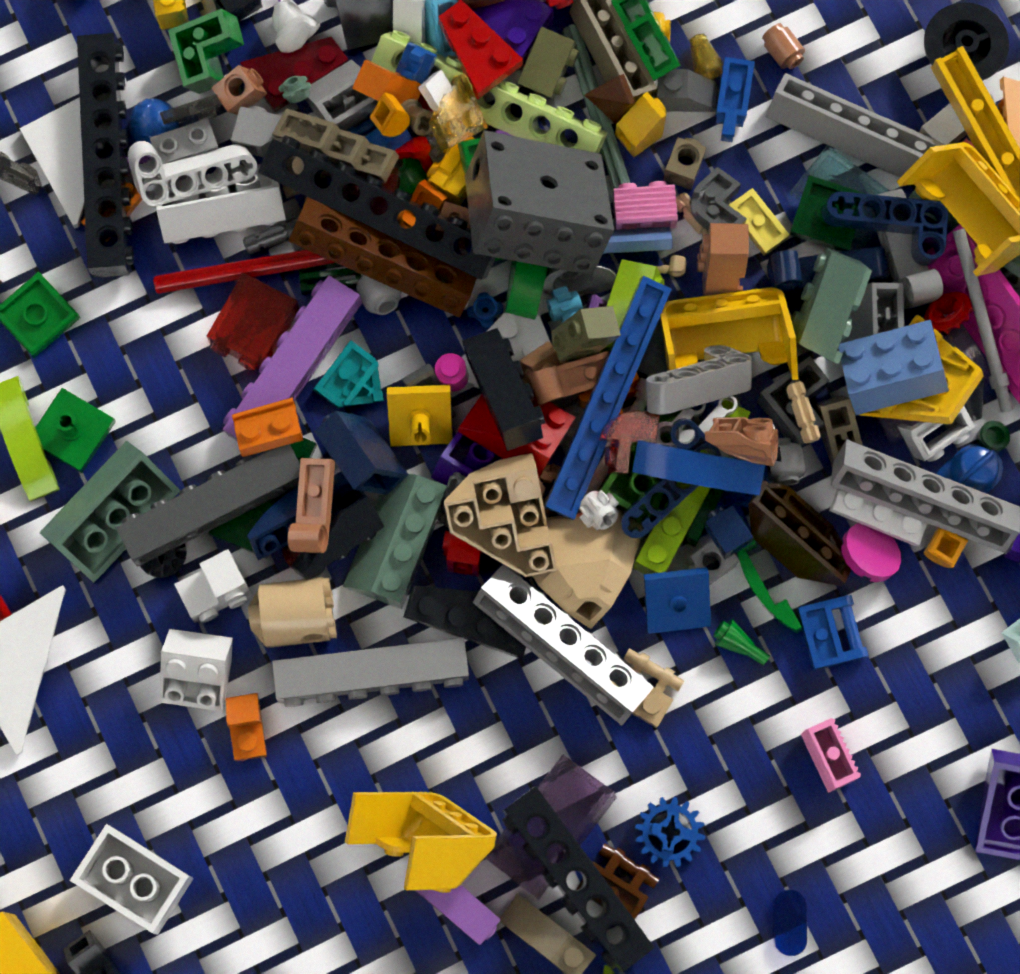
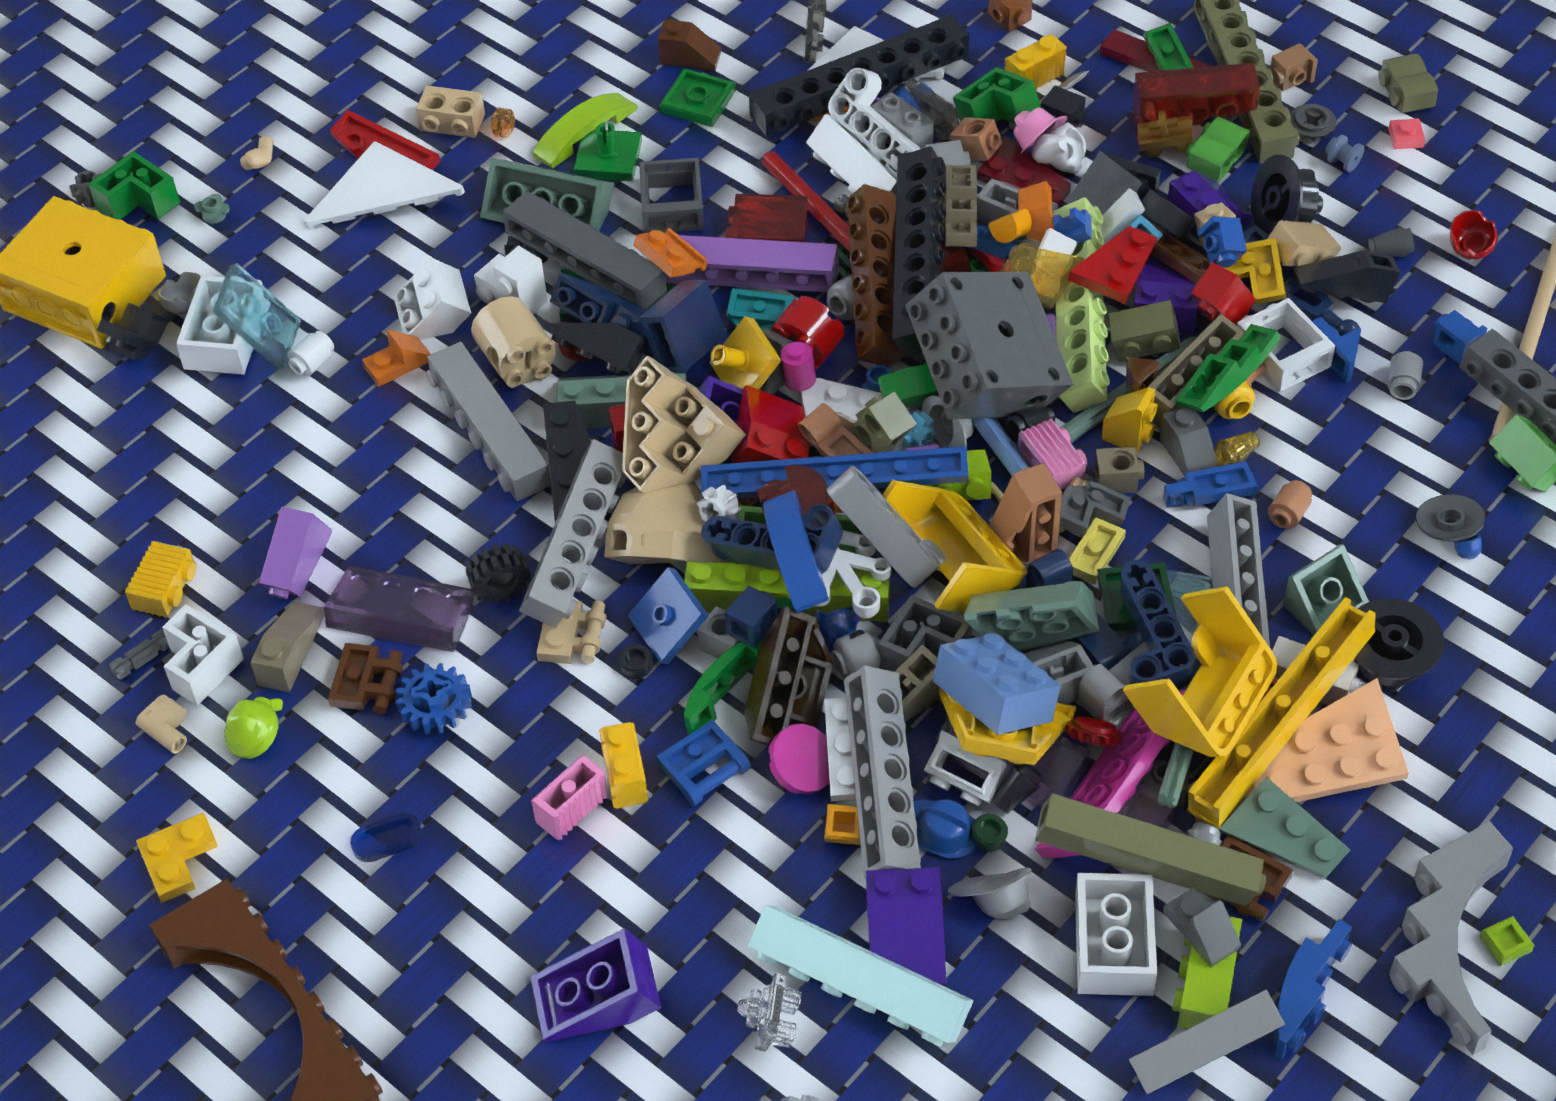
camera: 70 degrees right, 25 degrees down
(63, 906) = (178, 296): none -> light grey hair
(151, 842) = (256, 315): none -> clear light blue tile
(196, 402) = (674, 215): none -> dark grey window
(205, 806) = (310, 353): none -> white brick
(266, 33) = (1034, 124): none -> bright pink piece
(295, 89) = (1000, 169): sand green plate -> none
(313, 506) = (609, 302): nougat plate -> none
(412, 346) = (808, 322): none -> red brick
(436, 832) = (333, 480): yellow windscreen -> none
(503, 389) = (794, 389): black brick -> none
(566, 727) = (498, 573): none -> black tyre
(634, 941) = (349, 642): black brick -> none
(698, 645) = (635, 661): none -> black tile
(733, 638) = (655, 681): green cone -> none
(745, 438) = (841, 571): nougat slope -> none
(803, 412) = (907, 630): tan axle -> none
(812, 698) = (623, 765): none -> yellow brick
(885, 68) = (1321, 587): none -> sand green slope
(998, 379) = (1094, 768): light grey bar -> none

